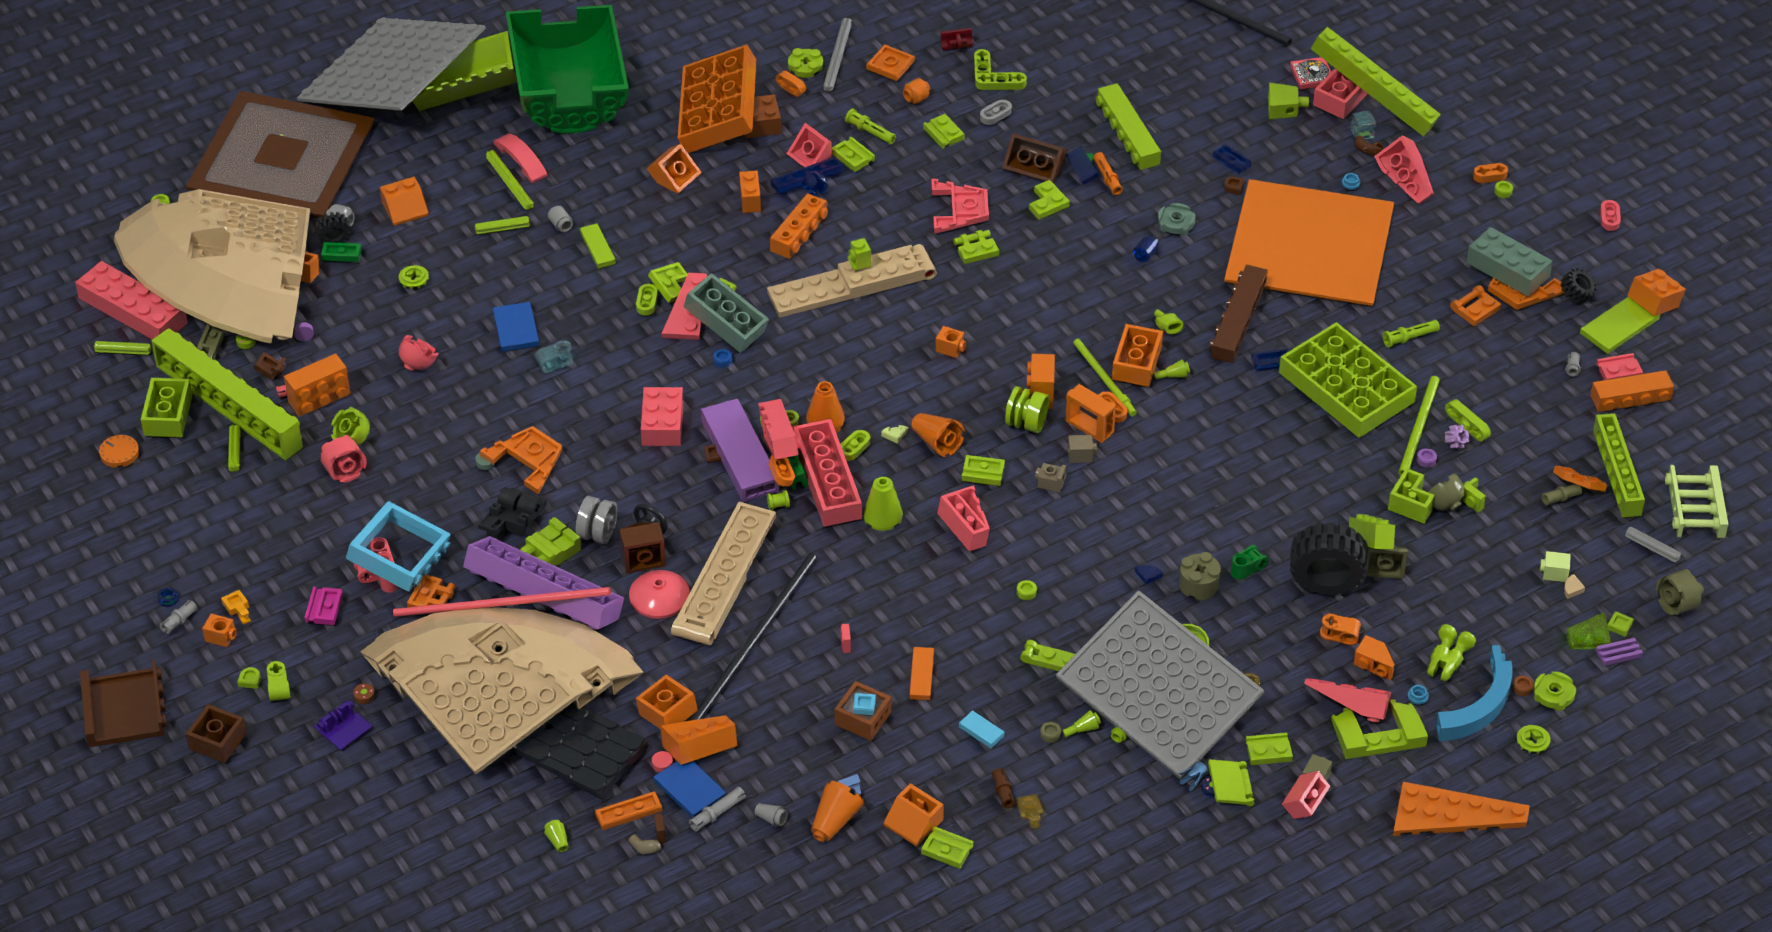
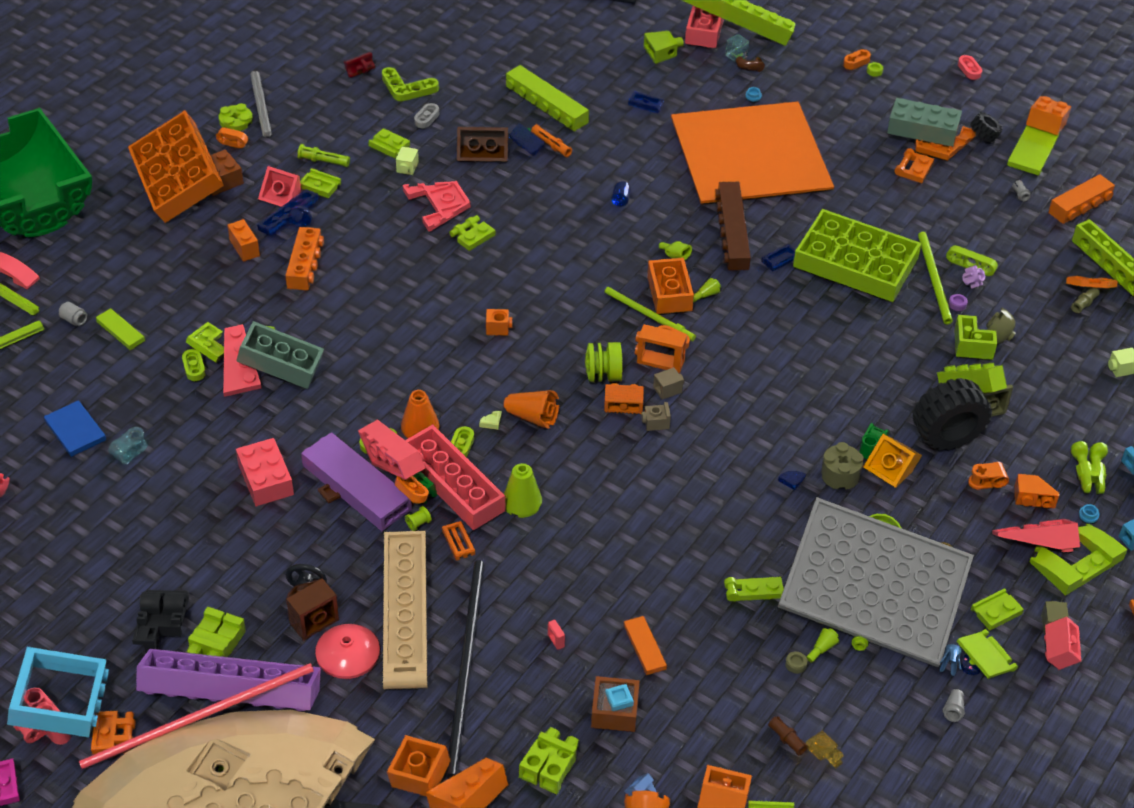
camera: 25 degrees left, 0 degrees up
(483, 463) = (104, 570): sand green tile -> none
(531, 449) = (148, 544): orange wing -> none
(596, 519) = (255, 595): light grey wheel -> none
(674, 169) = (161, 239): orange slope -> none
(722, 358) = (293, 399): blue tile -> none
(782, 737) = (549, 760): none -> lime hips
(804, 542) = (463, 552): none -> orange tile
(859, 255) = (380, 266): lime brick -> none
(887, 271) = (377, 293): tan hinge -> none
(890, 62) = (312, 98): orange plate -> none
(916, 91) = (348, 115): orange head -> none
(949, 154) = (407, 160): none -> yellowish green brick
(964, 517) = (604, 480): coral wedge -> none
(981, 729) = (732, 682): medium azure tile -> none
(983, 470) = (592, 430): lime plate -> none
(1026, 590) = (694, 530): lime tile -> none
(1029, 449) = (623, 398): none -> orange brick
(1042, 375) = (601, 327): orange brick -> none
(1051, 200) = (514, 176): lime plate -> none
(1169, 224) = (638, 165): sand green plate -> none
(1170, 814) = (954, 706): none -> light grey cone
(1233, 185) = (660, 123): reddish brown tile -> none
(1254, 586) = (892, 460): none -> light orange slope
(1310, 72) = (668, 18): tile -> none
(1403, 334) = (874, 205): lime pin -> none
(1406, 168) = (790, 72): coral wedge -> none
(1472, 496) = (1023, 323): lime bracket -> none
(1619, 366) = (1057, 184): coral plate -> none

